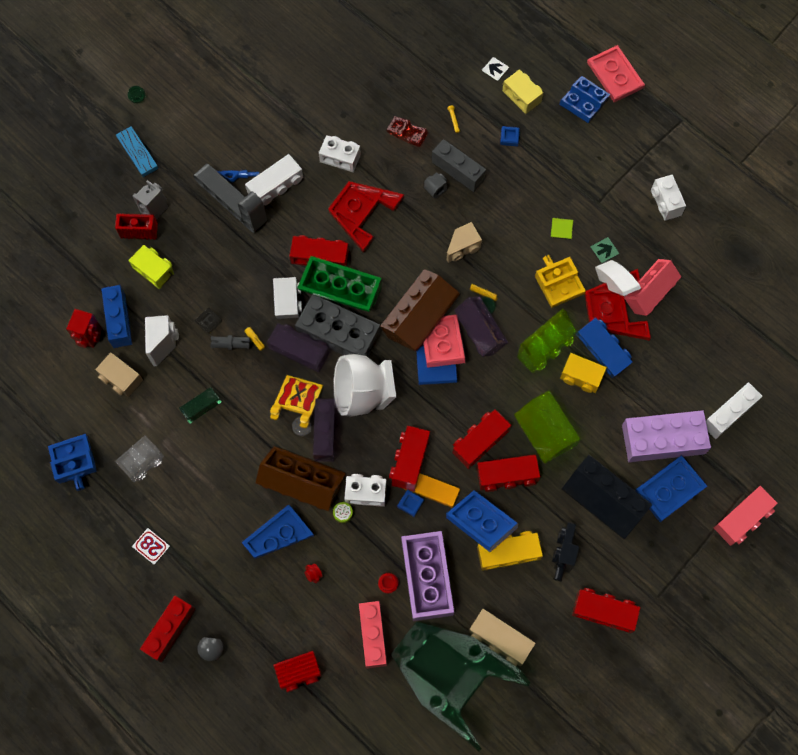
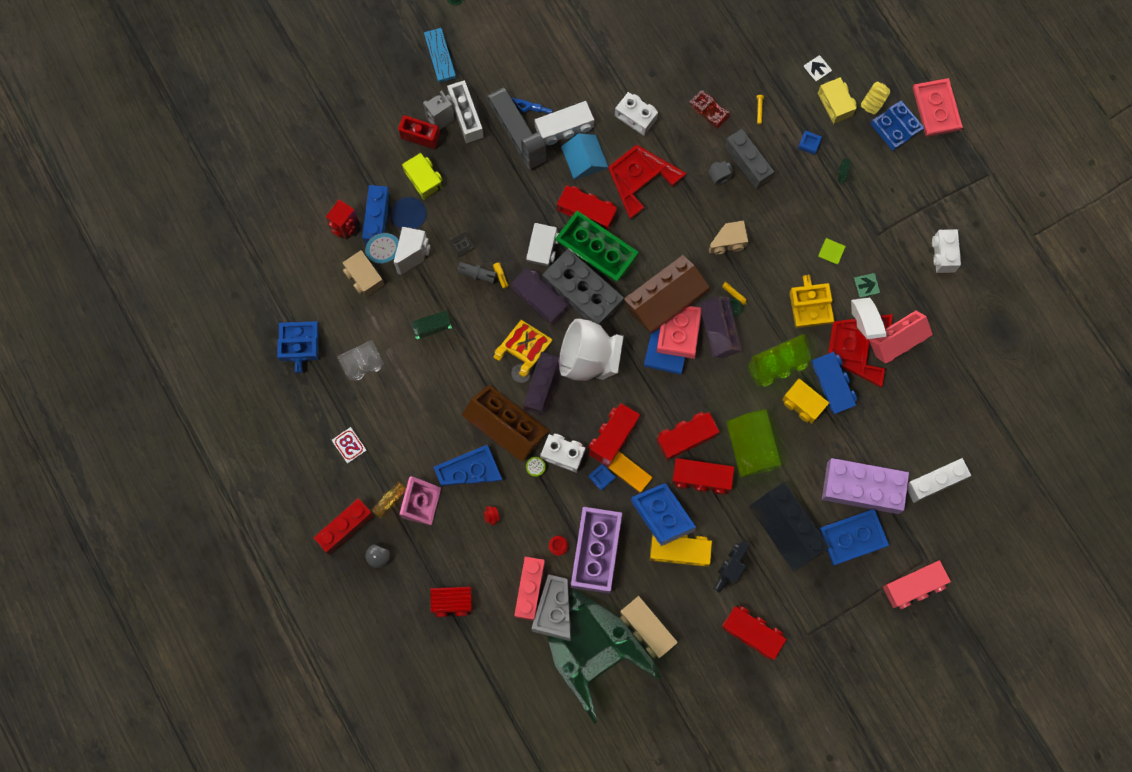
camera: 15 degrees right, 5 degrees up
(130, 345) = (382, 248): none -> sticker
(147, 304) = (408, 213): none -> dark blue sticker
(176, 195) = (465, 111): none -> white brick
(206, 588) = (388, 500): none -> clear yellow pin
(237, 580) = (420, 501): none -> bright pink slope
(301, 205) = (584, 155): none -> dark azure slope
(403, 651) = (553, 609): none -> light grey wing
(549, 152) = (843, 170): none -> clear green tile
(557, 79) = (875, 98): none -> light yellow gear

